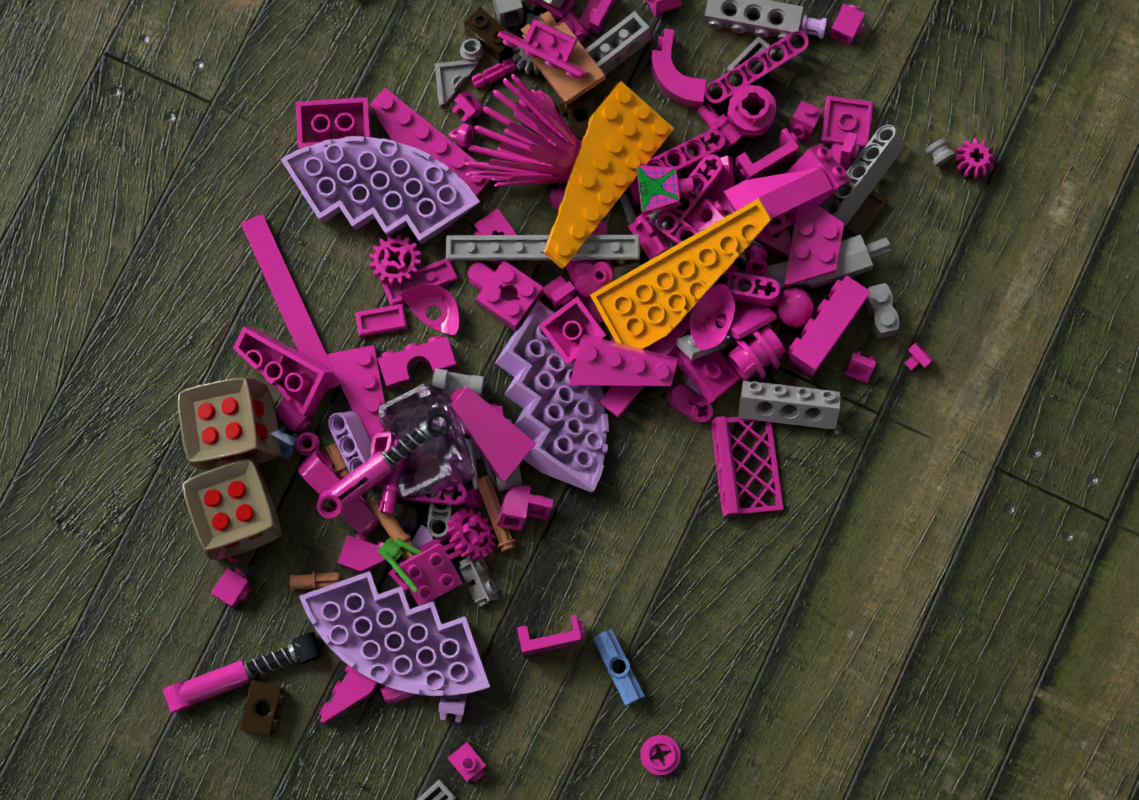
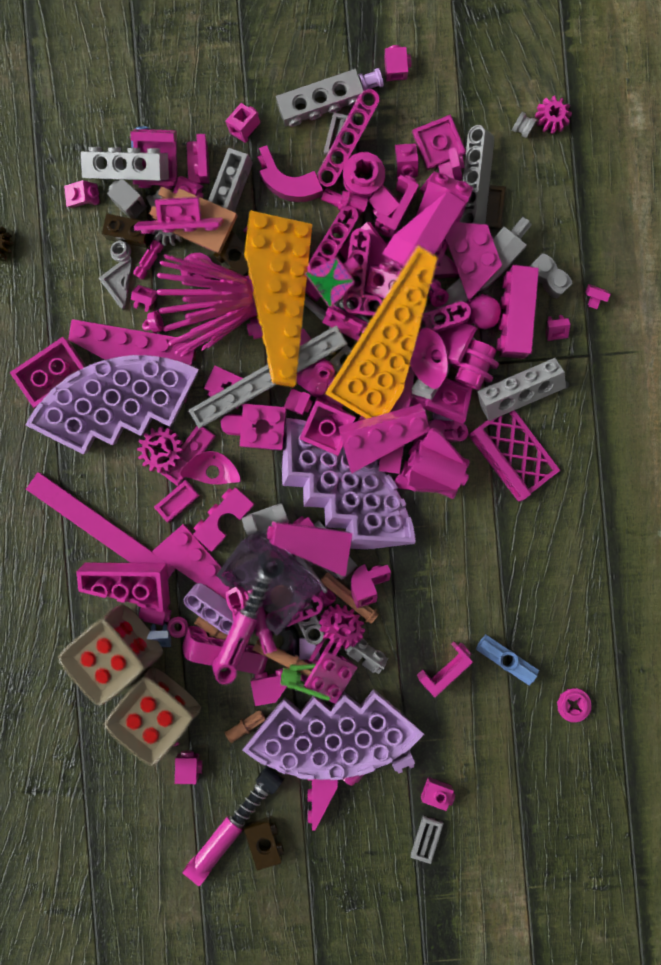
camera: 30 degrees left, 10 degrees up
(655, 427) = (433, 466): none -> dark pink brick
(757, 146) = (384, 202): none -> dark pink brick

